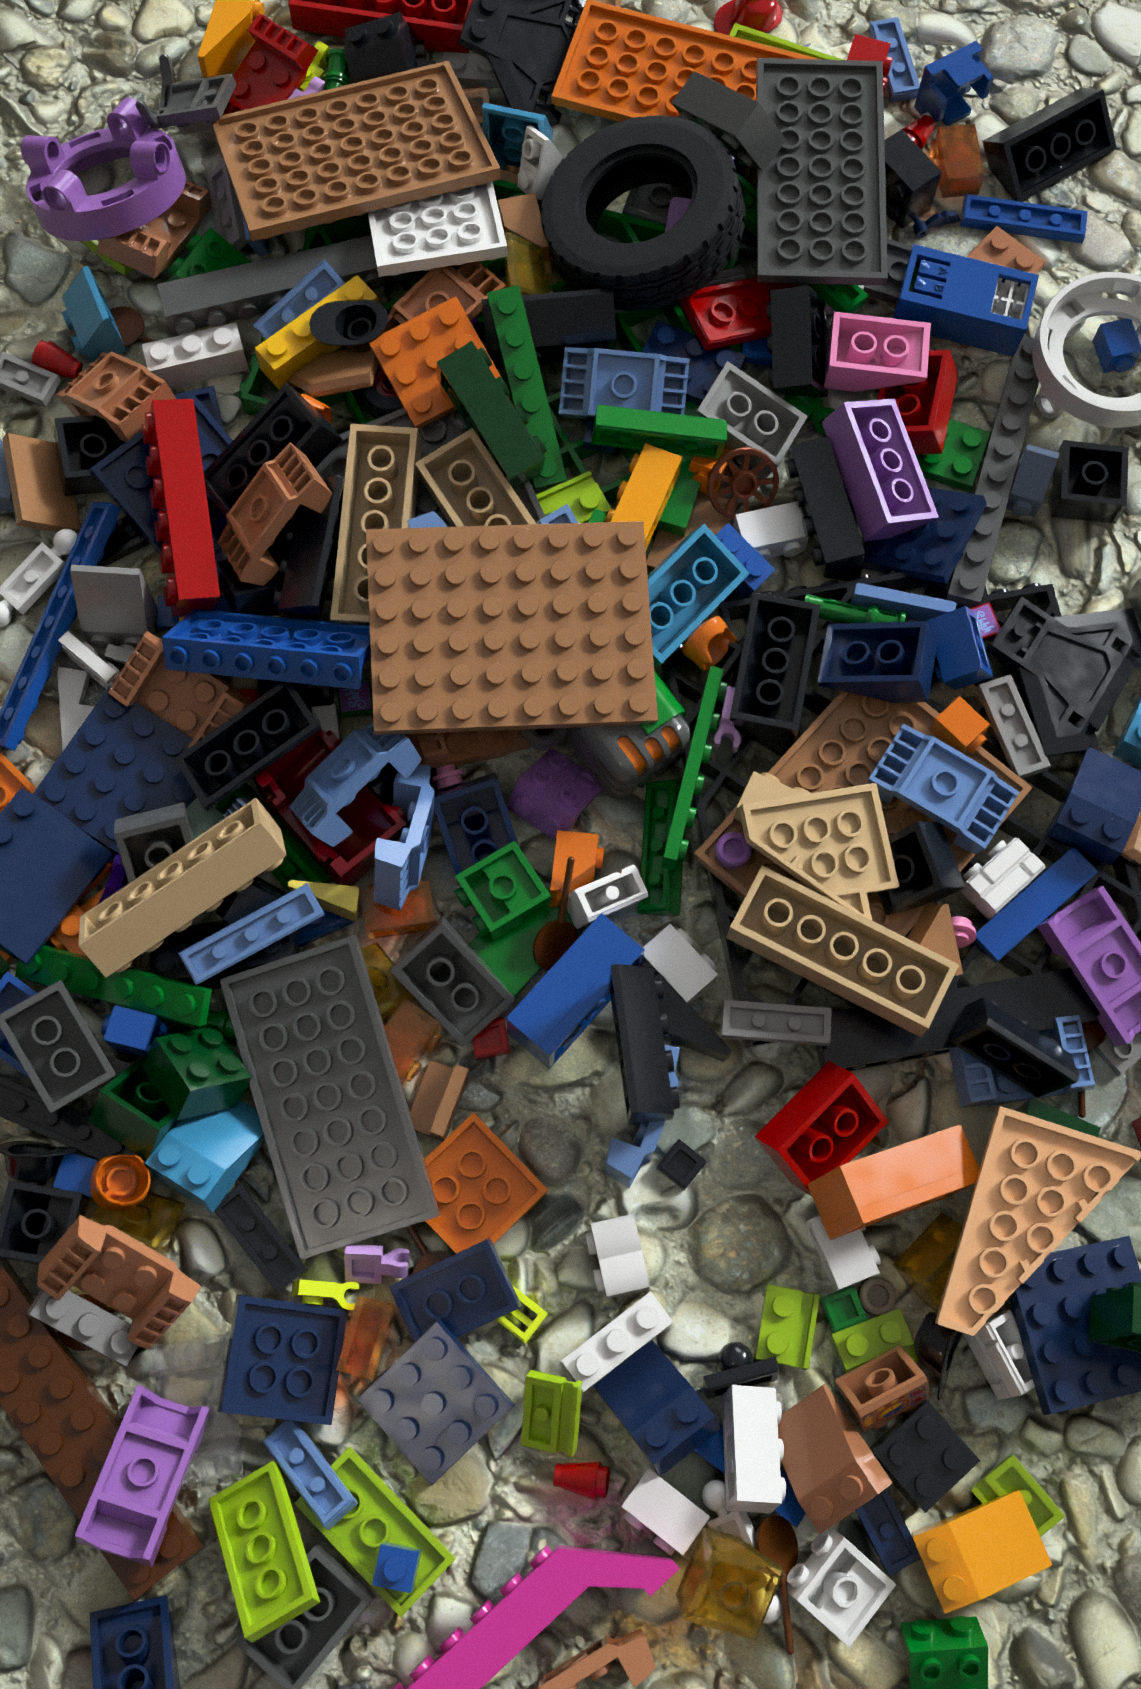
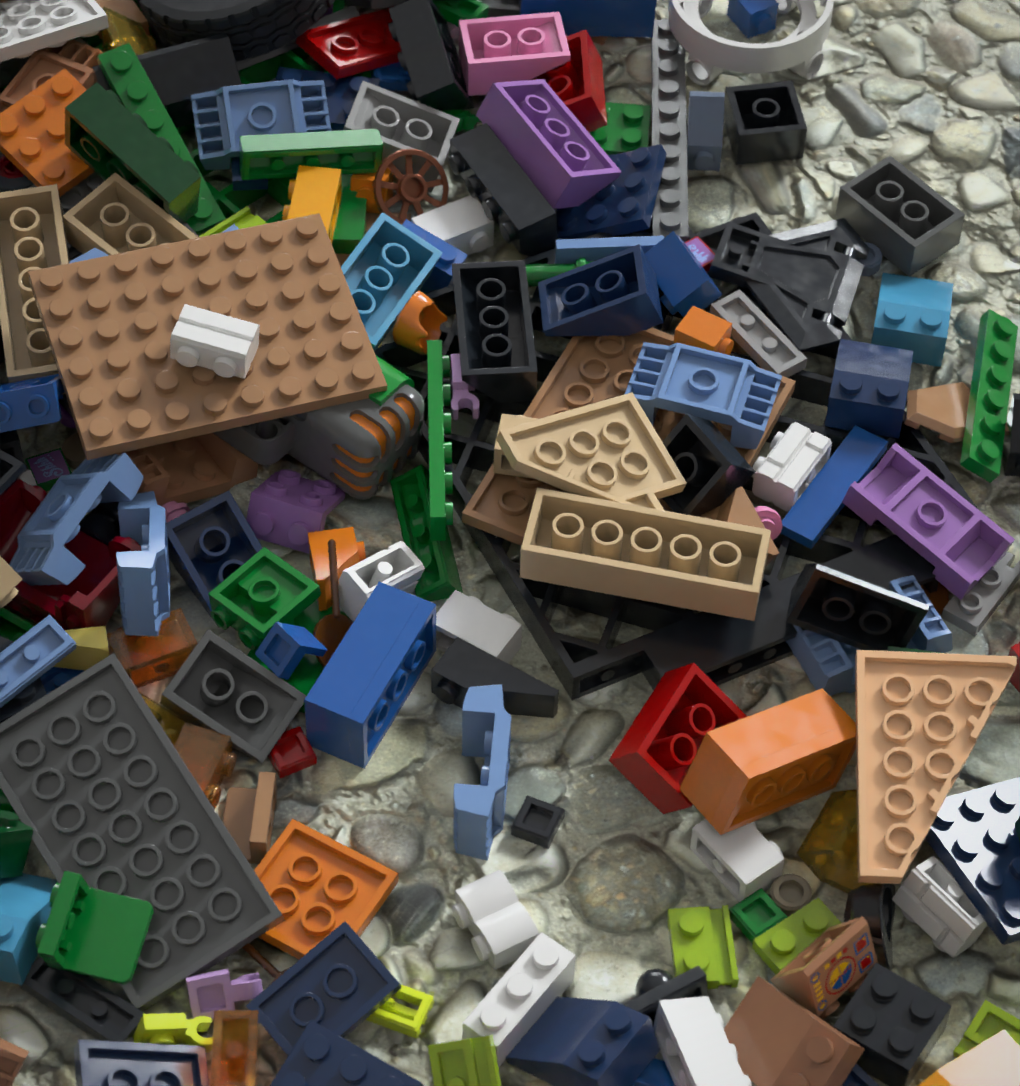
camera: 15 degrees left, 20 degrees down
(279, 1188) = (93, 930): none -> green bracket
(509, 950) = (286, 647): none -> blue panel
(510, 650) = (214, 342): none -> white brick
(641, 1044) = (459, 680): black slope -> none
(732, 850) = (502, 498): medium lavender tile -> none
(776, 1022) = (597, 648): light grey plate -> none

